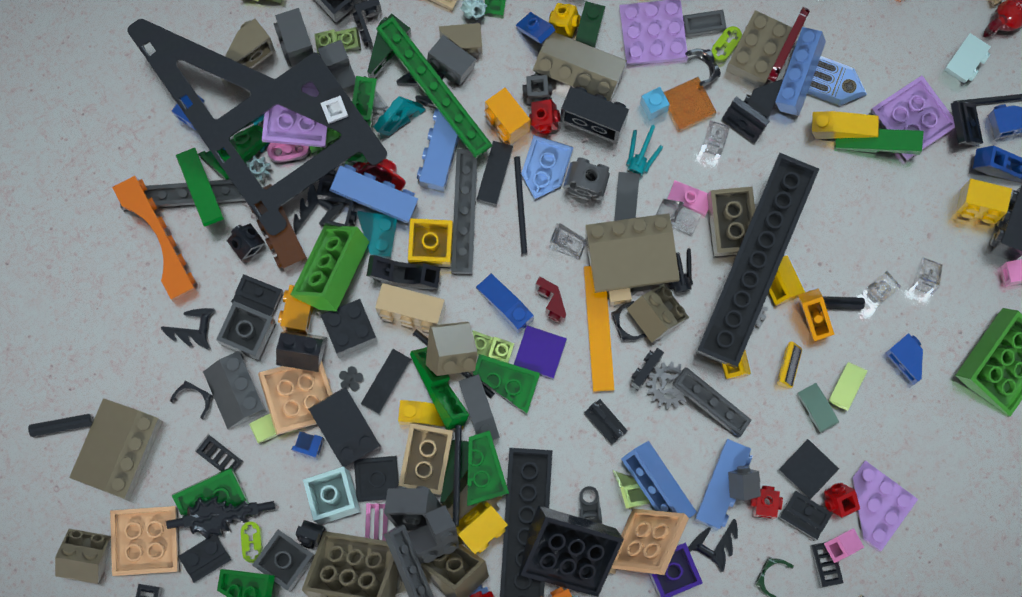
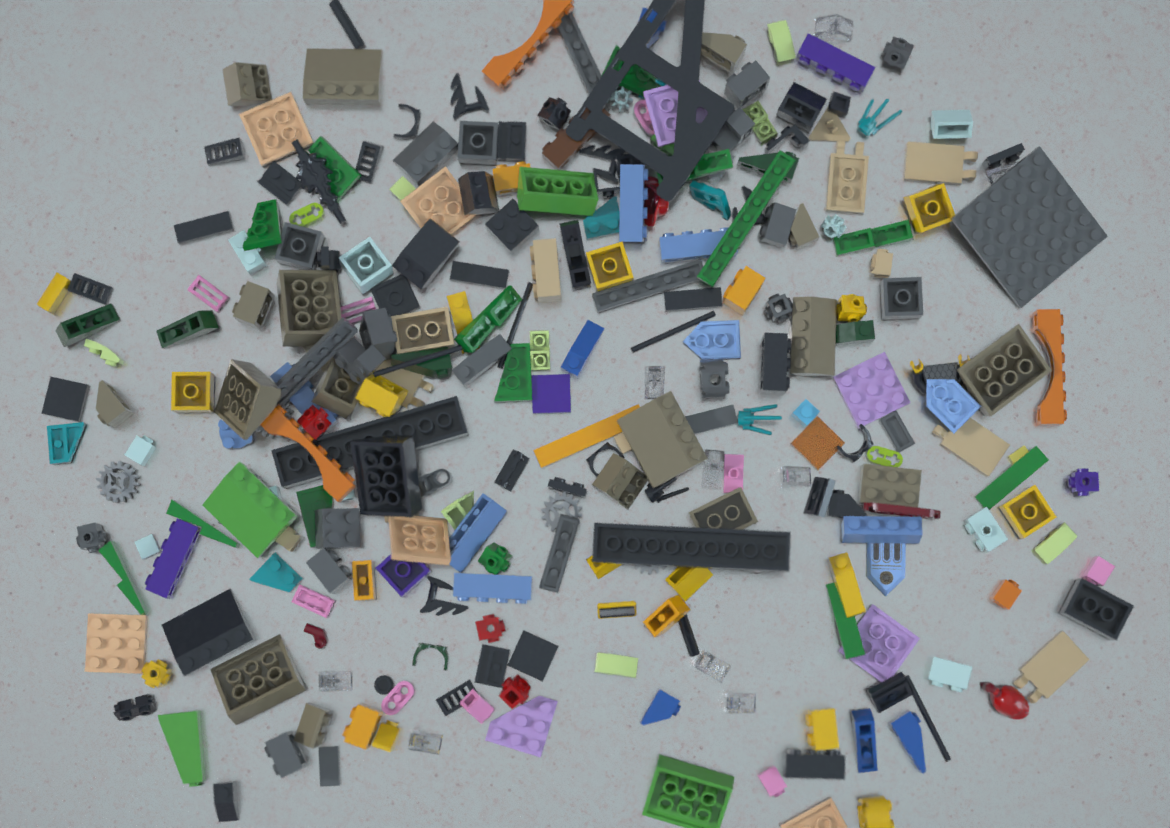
camera: 75 degrees right, 5 degrees up
(199, 187) = (585, 56): green slope -> none
(308, 445) = (402, 230): blue panel -> none
(334, 109) = (689, 141): white plate -> none
(350, 378) = (471, 244): dark grey plant -> none
(451, 349) = (522, 317): dark tan slope -> none
(484, 470) = (428, 382): green wing -> none
(535, 27) = (834, 286): blue plate -> none
(544, 116) = (757, 322): red brick -> none
(555, 307) = (594, 392): dark red slope -> none
(695, 470) = (495, 558): none -> green brick
(744, 483) = (496, 603): dark grey brick -> none
(818, 407) = (588, 646): sand green slope -> none

